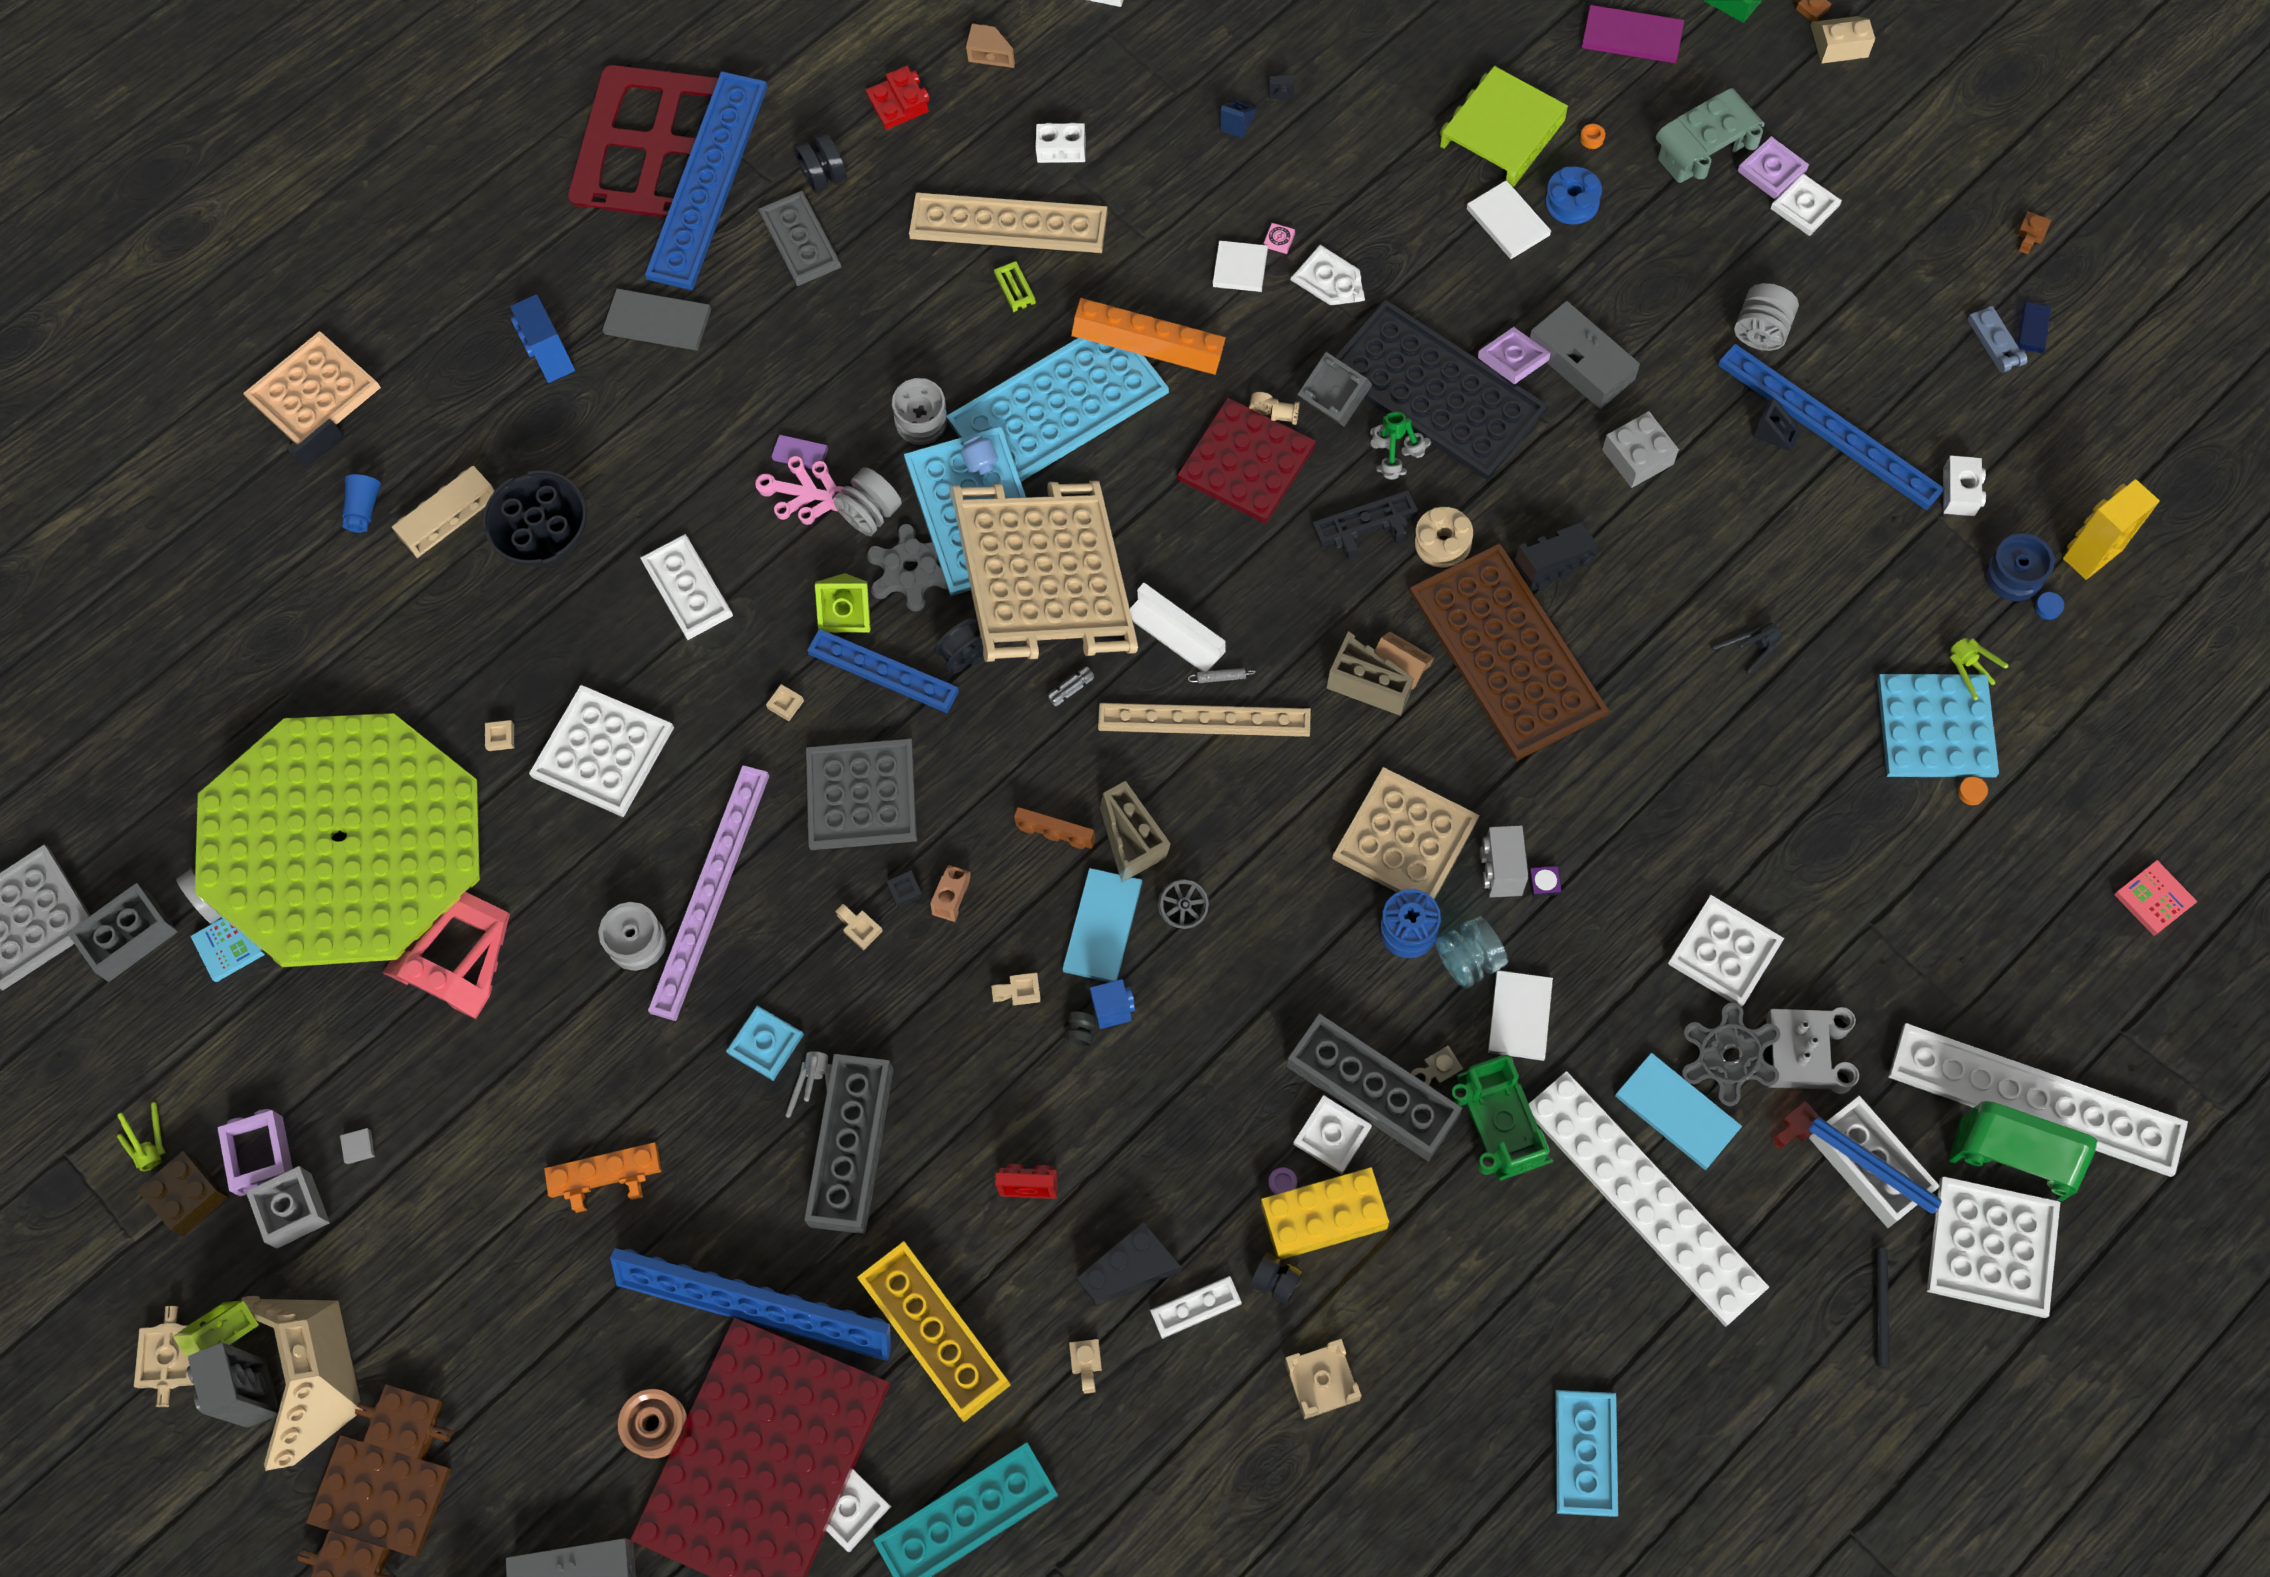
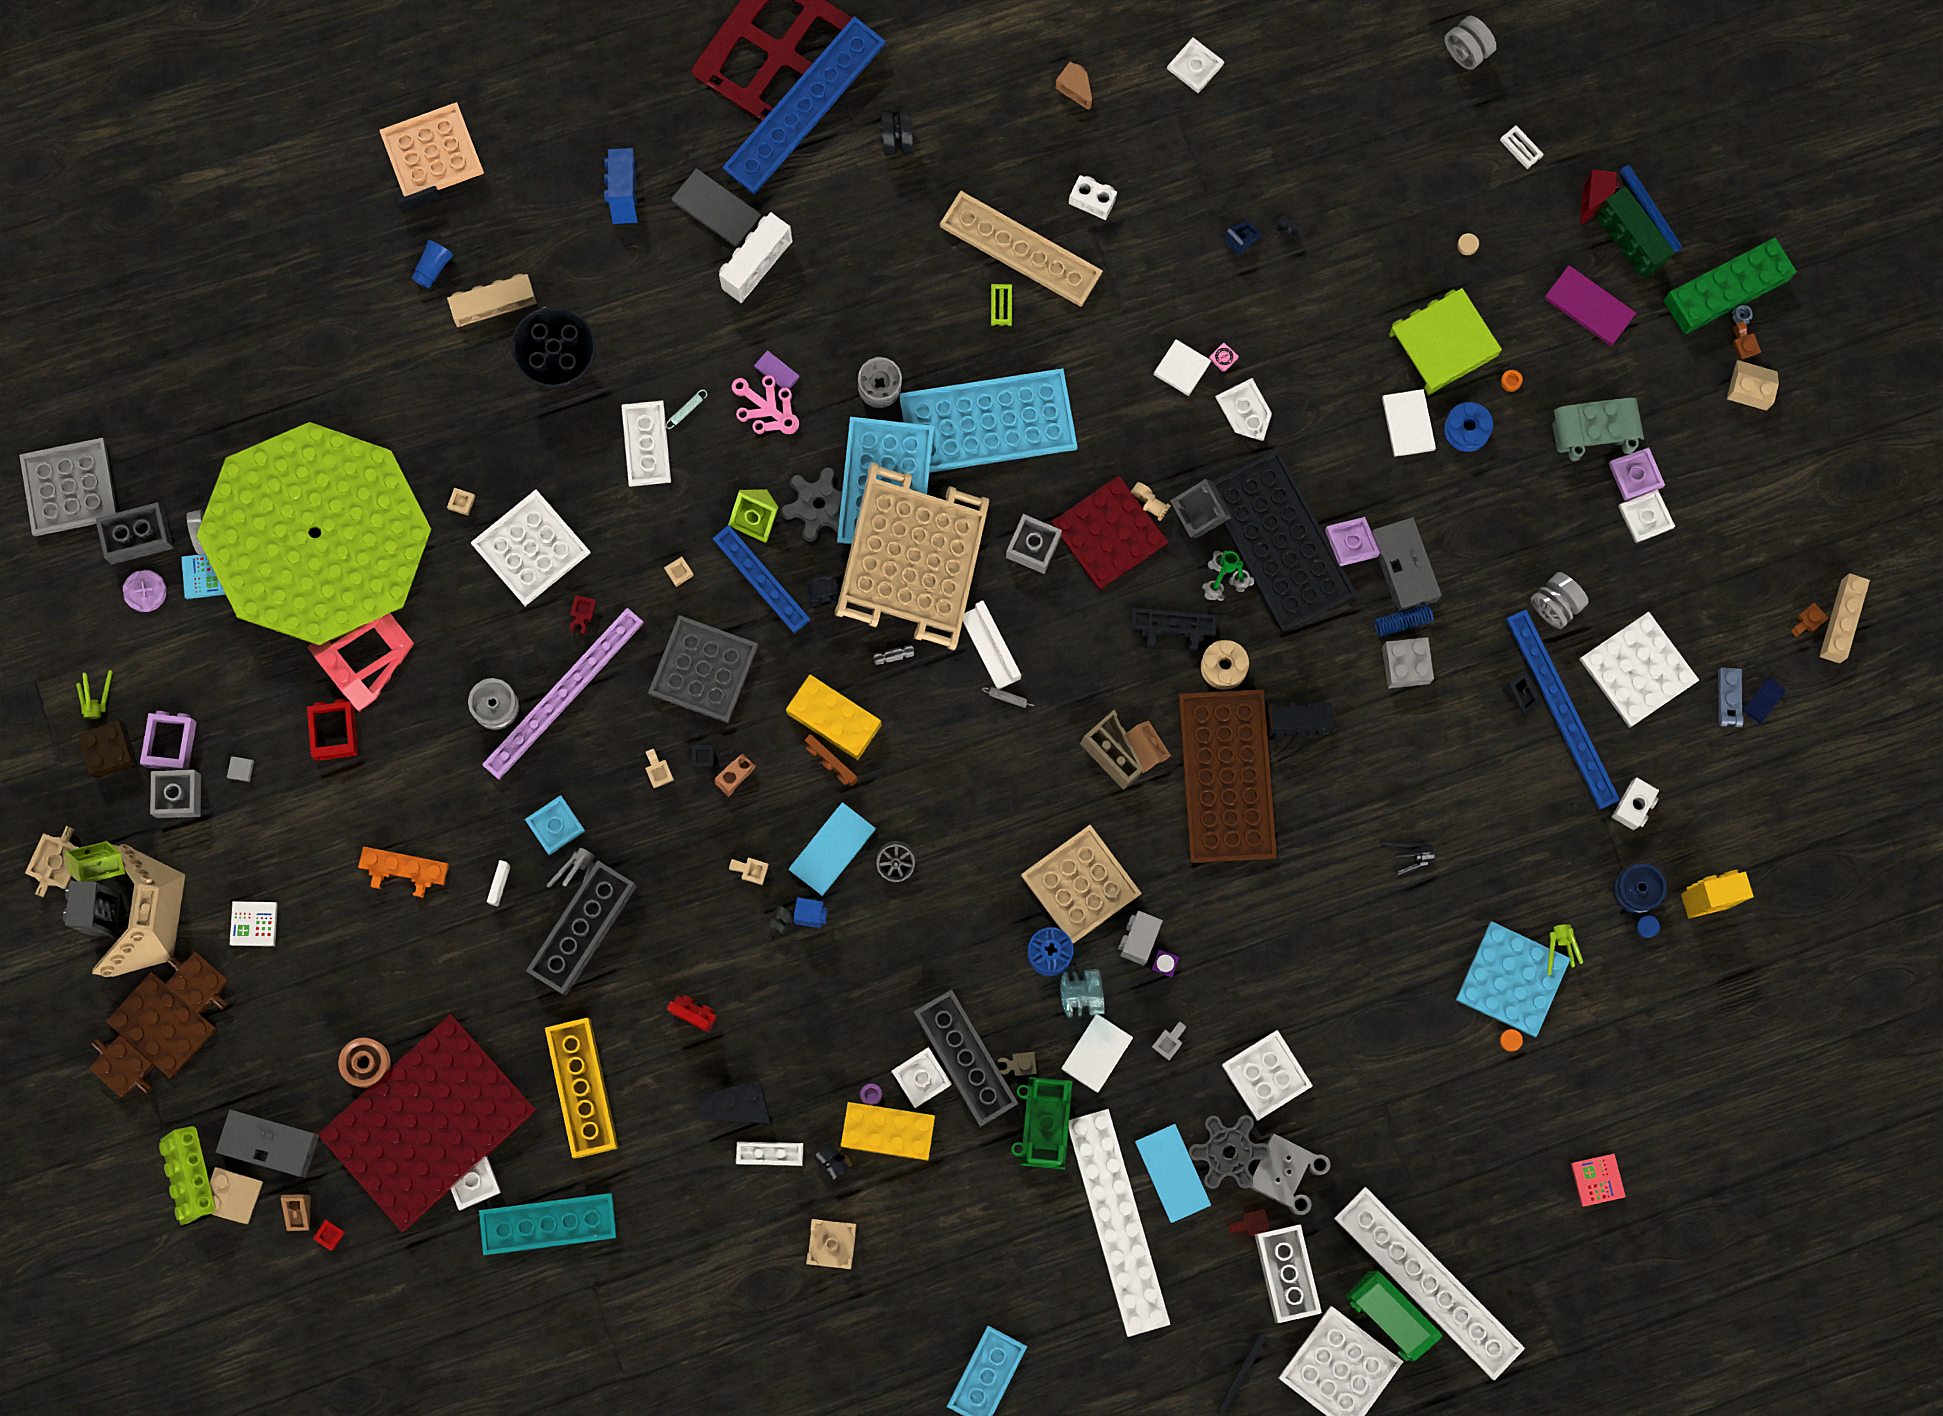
camera: 15 degrees right, 10 degrees up
(160, 994) = (144, 590): none -> lavender tile
(446, 1320) = (253, 923): none -> white tile
(465, 1072) = (336, 751): none -> red window
(692, 792) = (582, 610): none -> dark red plate
(715, 532) = (688, 407): none -> light aqua piece
(722, 344) = (755, 257): none -> white brick
(727, 1138) = (498, 883): none -> white tile
(752, 1304) = (462, 1009): blue plate -> none
(799, 238) = (855, 186): dark grey tile -> none
(867, 501) = (808, 439): light grey wheel -> none
(898, 98) = (984, 98): red plate -> none
(979, 455) = (905, 444): medium blue head -> none
(1035, 779) = (833, 717): none -> yellow brick
(1086, 1360) = (676, 1154): tan plate -> none
(1131, 832) = (883, 791): dark tan wedge -> none
(1148, 336) = (1080, 399): orange brick -> none
(1170, 502) = (1033, 543): none -> light grey brick
(1204, 719) = (979, 725): tan tile -> none
(1475, 29) = (1468, 244): none -> tan tile
(1595, 965) = (1168, 1042): none -> light grey plate
(1607, 402) = (1405, 619): none -> blue piece
(1875, 1165) = (1283, 1278): blue axle -> none
(1886, 354) = (1639, 669): none -> white plate
(2068, 212) = (1844, 618): none -> tan brick

